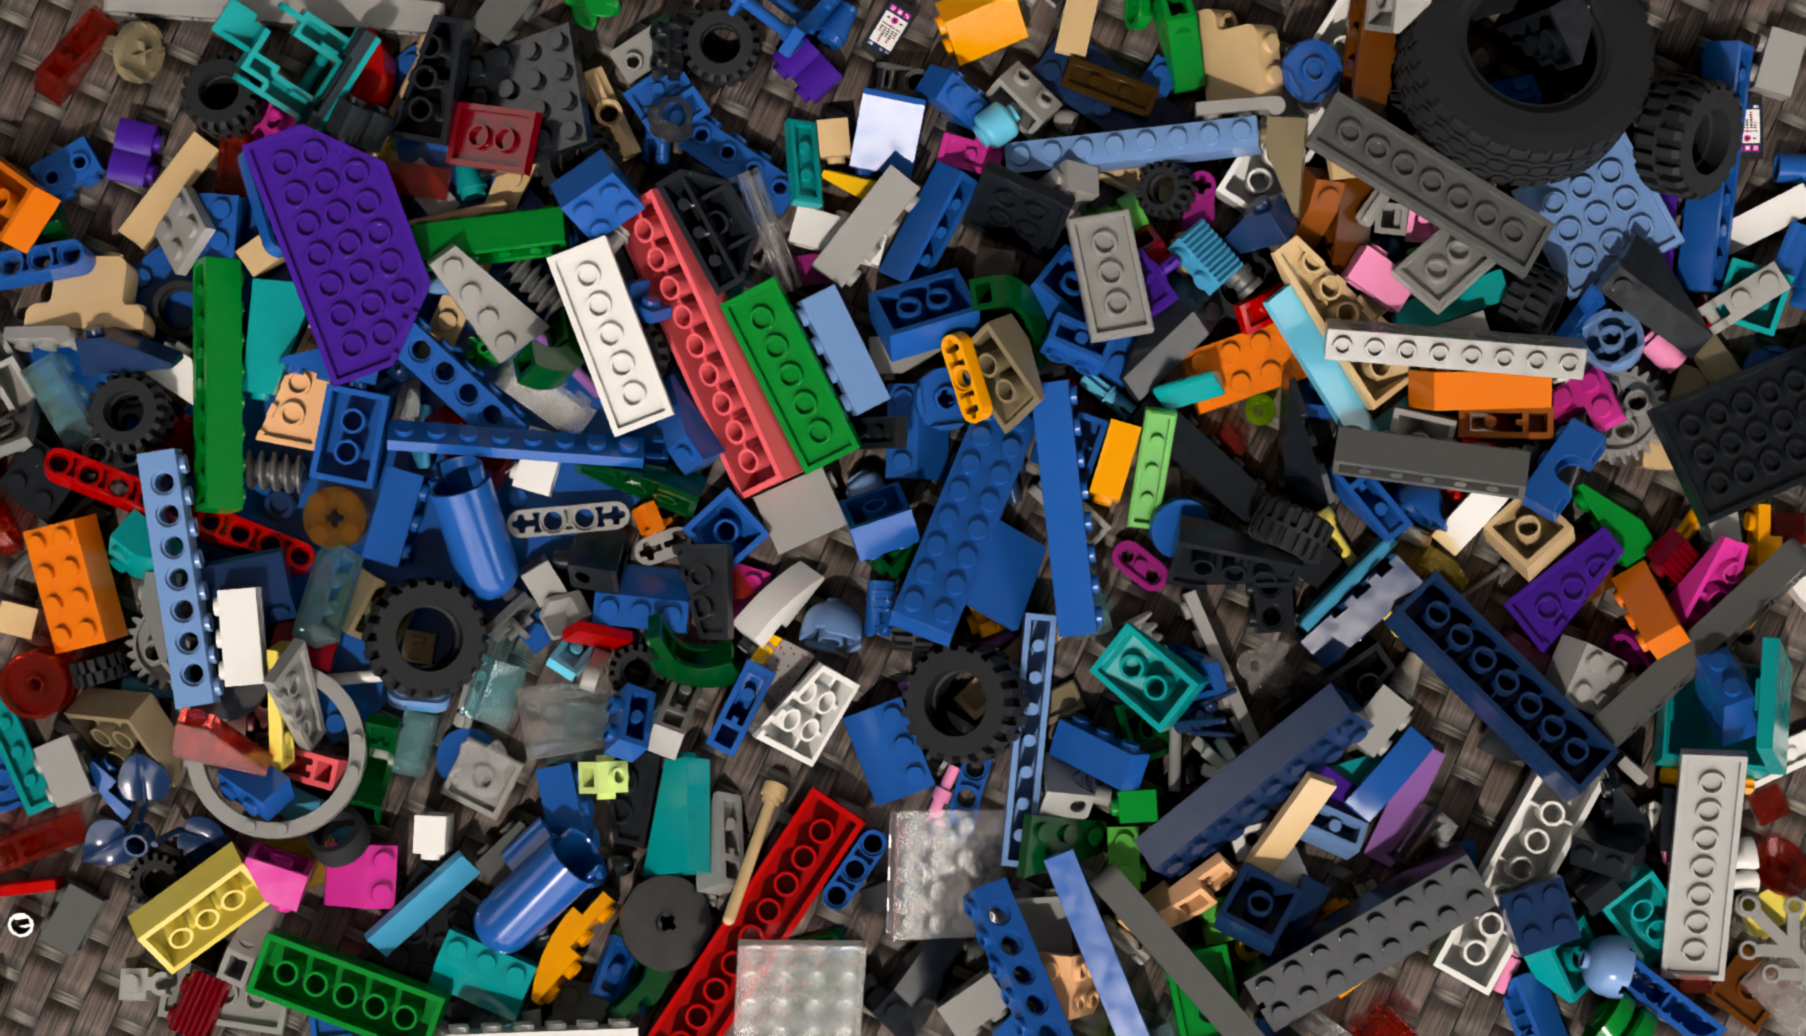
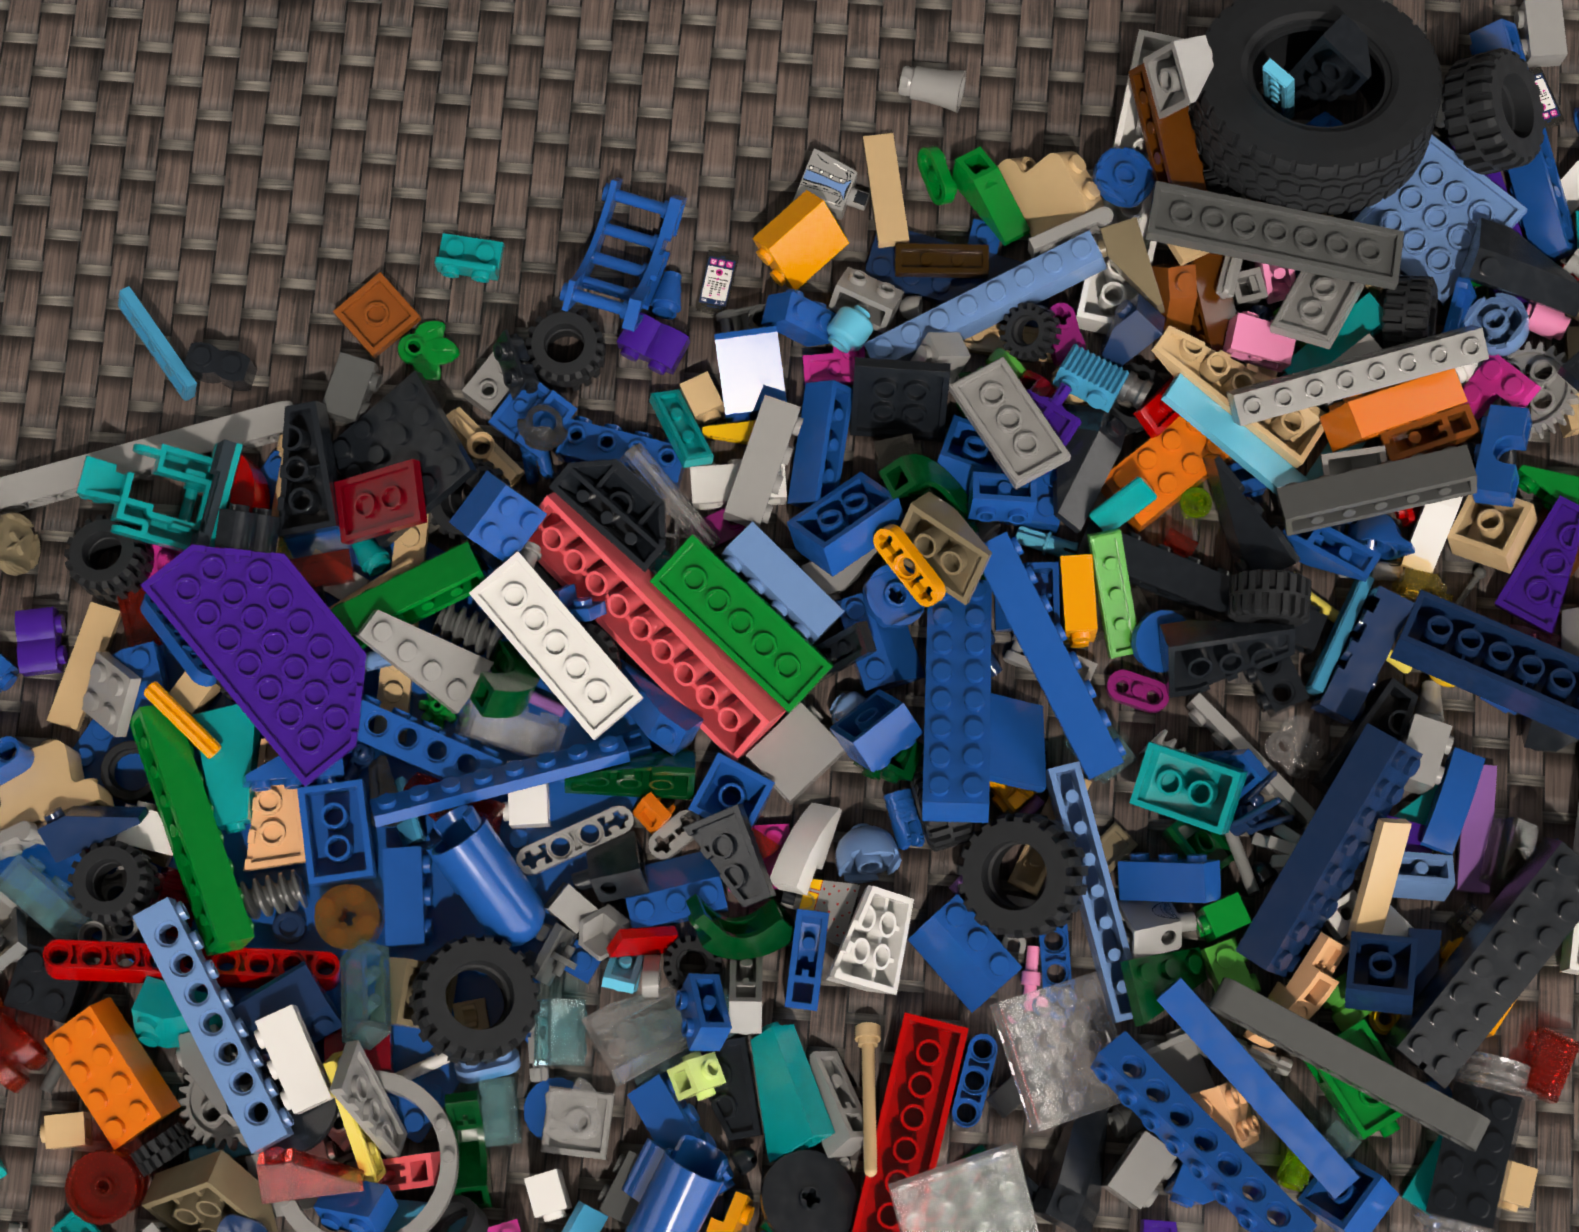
camera: 15 degrees left, 10 degrees down
(241, 281) = (182, 719): none -> light orange axle
(1488, 43) = (1279, 89): none -> medium azure tile

